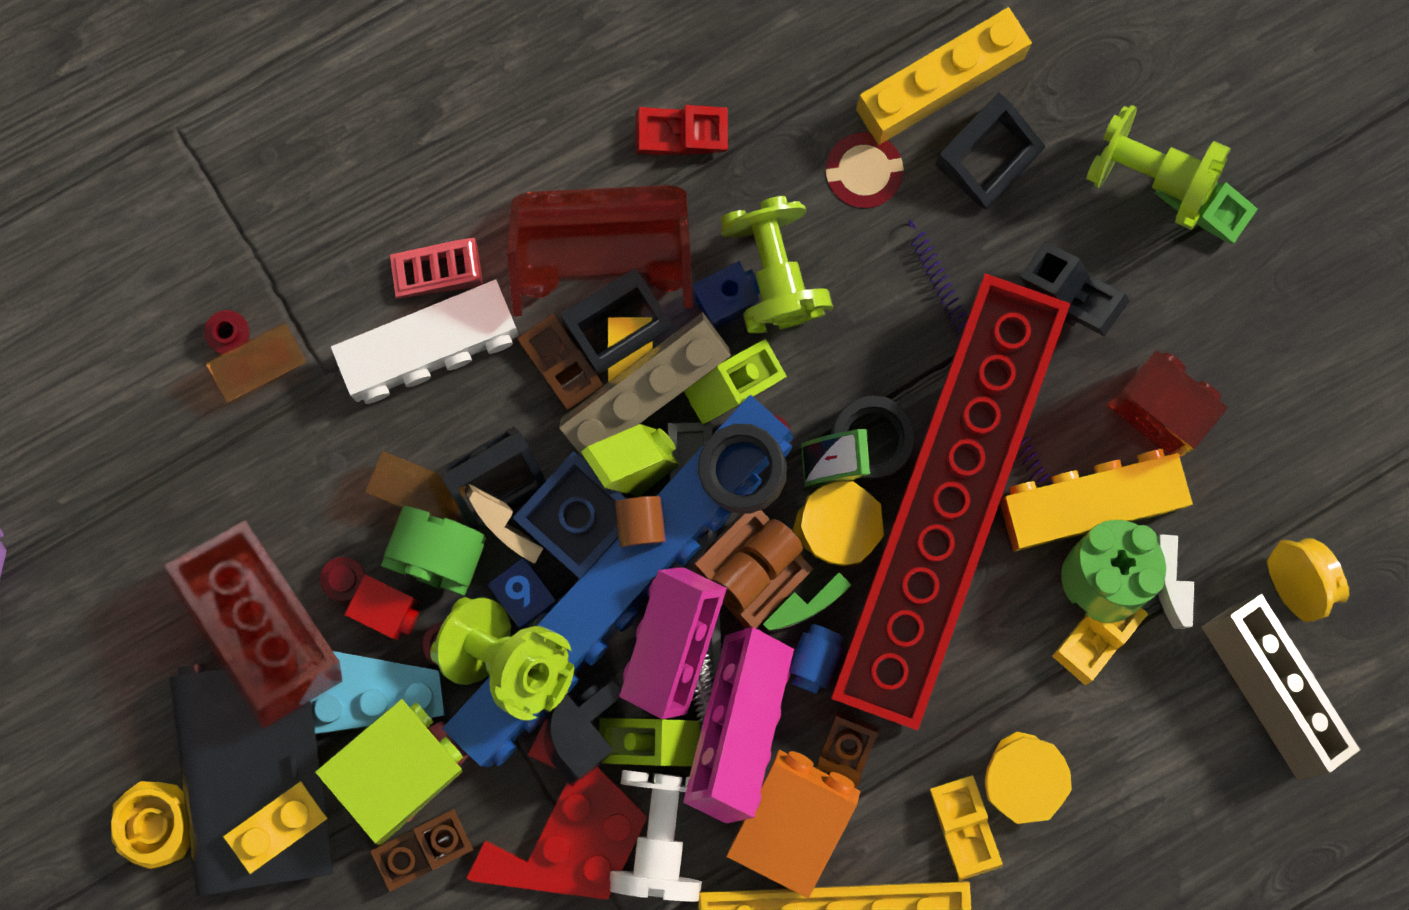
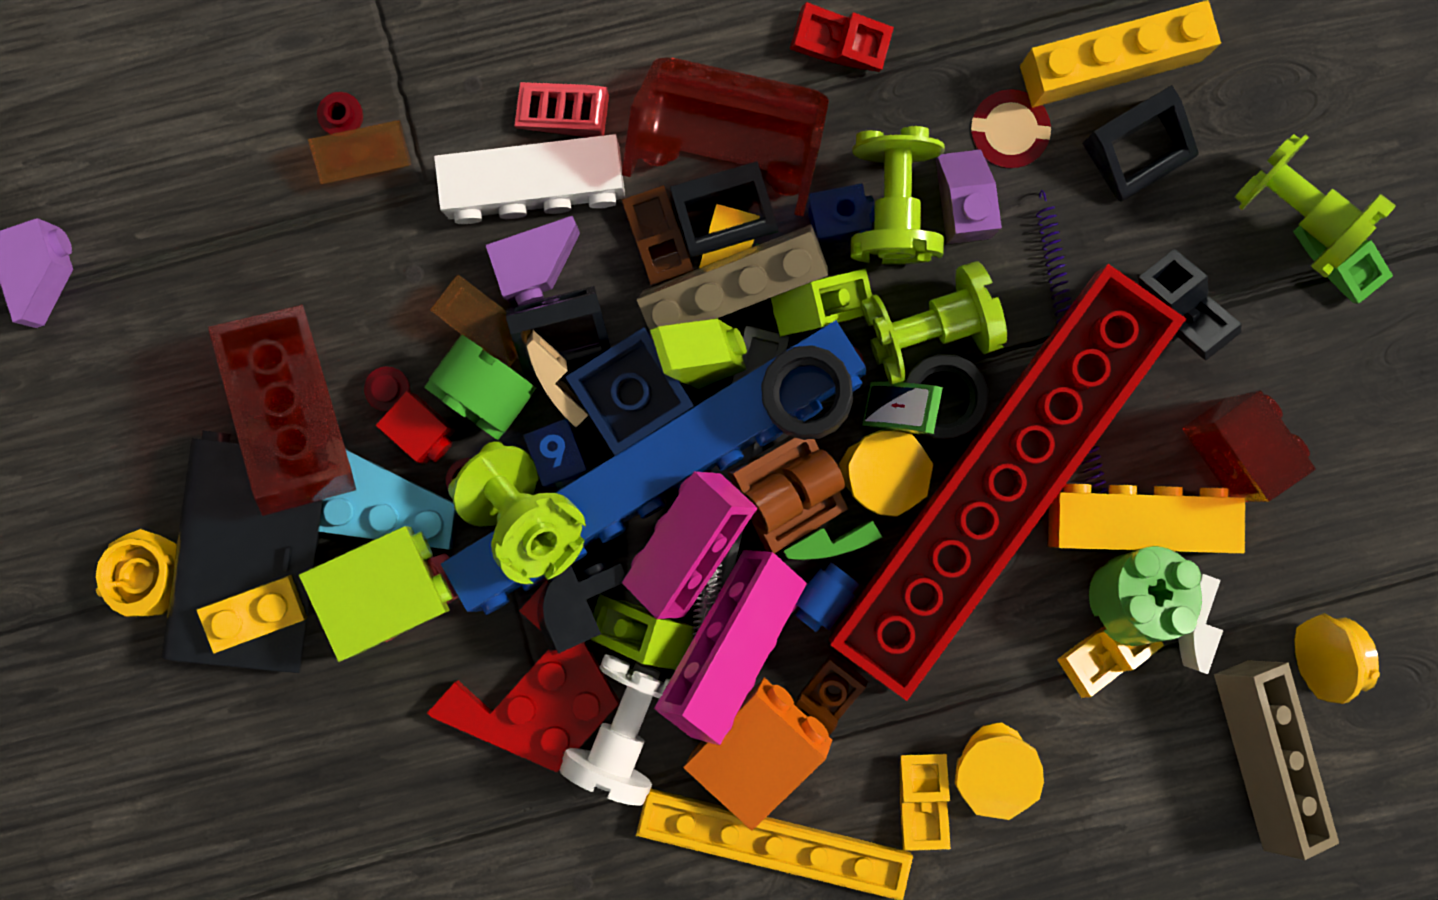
camera: 20 degrees right, 5 degrees up
(421, 850) = (391, 673): reddish brown slope -> none
(448, 418) = (532, 259): none -> medium lavender slope
(640, 521) = (690, 416): dark orange brick -> none
(841, 245) = (967, 197): none -> medium lavender slope
(856, 363) = (949, 317): none -> lime piece

